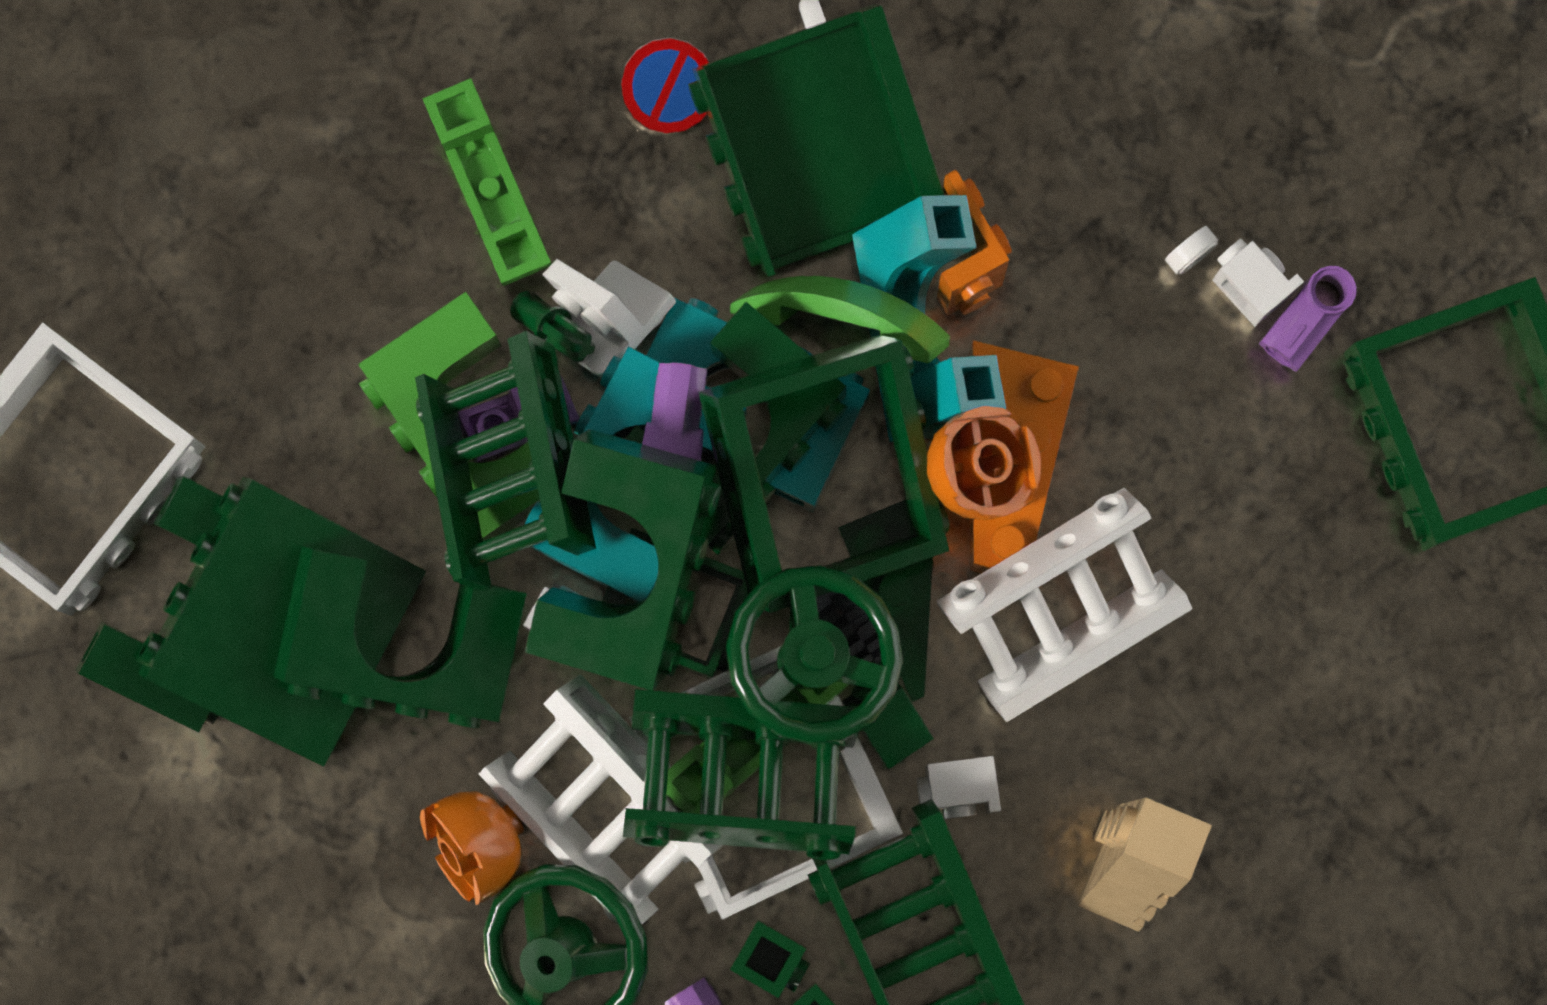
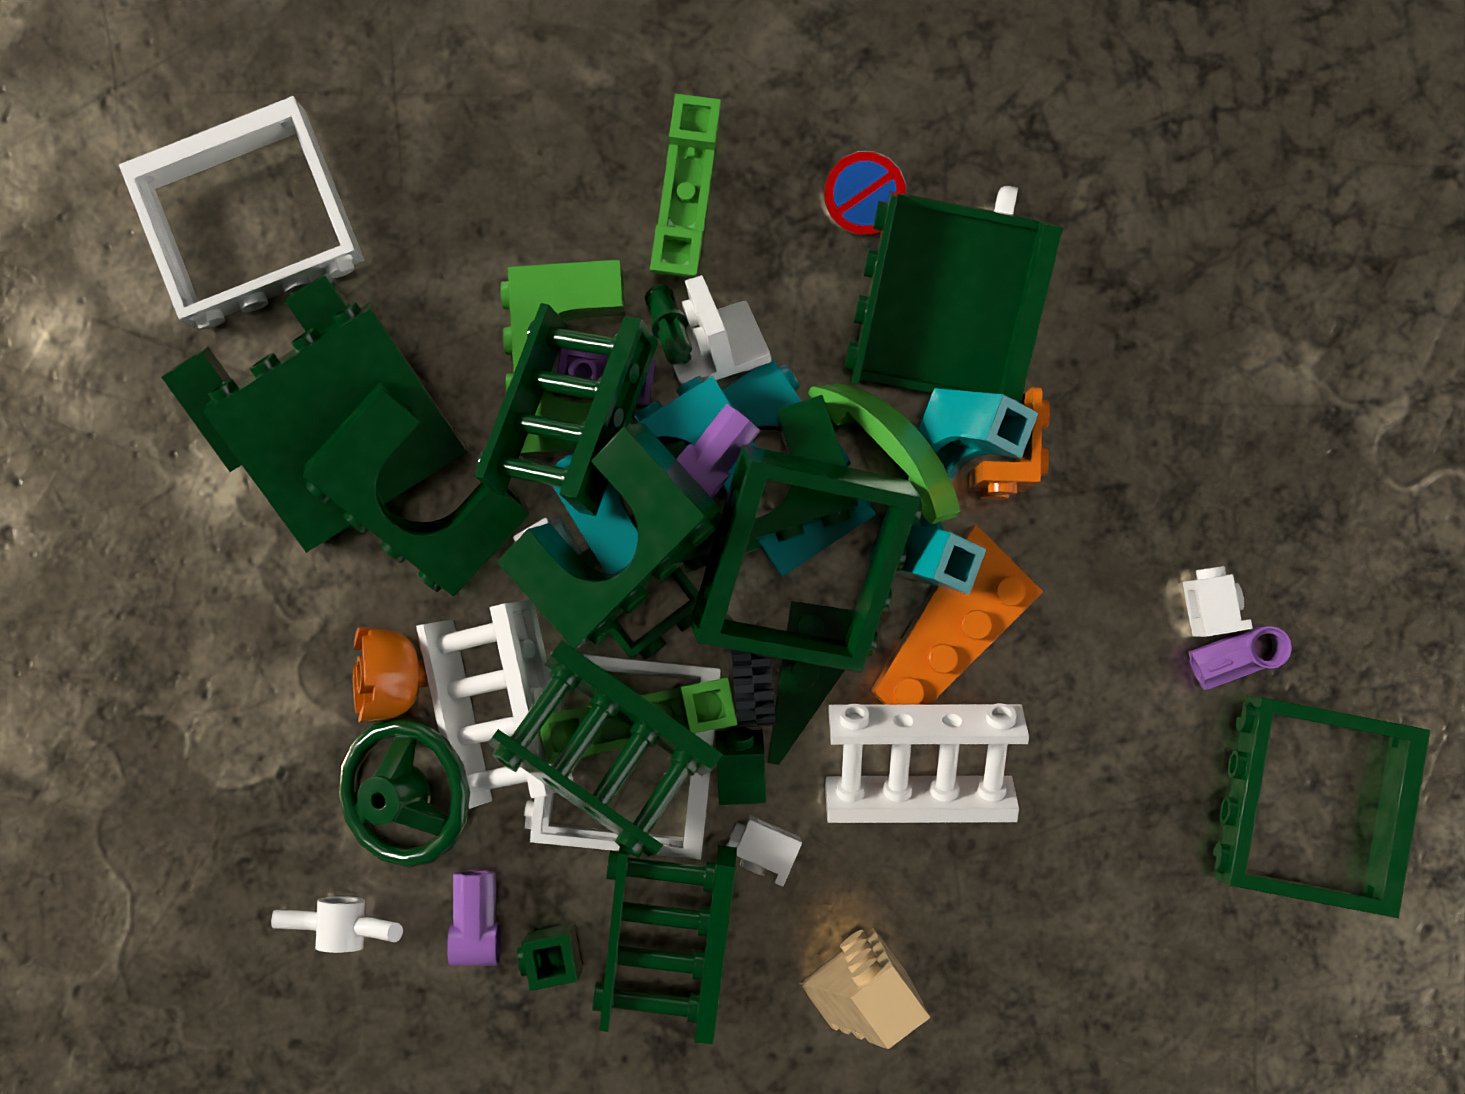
camera: 25 degrees right, 5 degrees up
(771, 960) = (548, 892): dark green brick -> none
(814, 654) = (710, 695): dark green piece -> none
(983, 464) = (926, 627): orange cylinder -> none
(1192, 250) = (1181, 552): white tile -> none

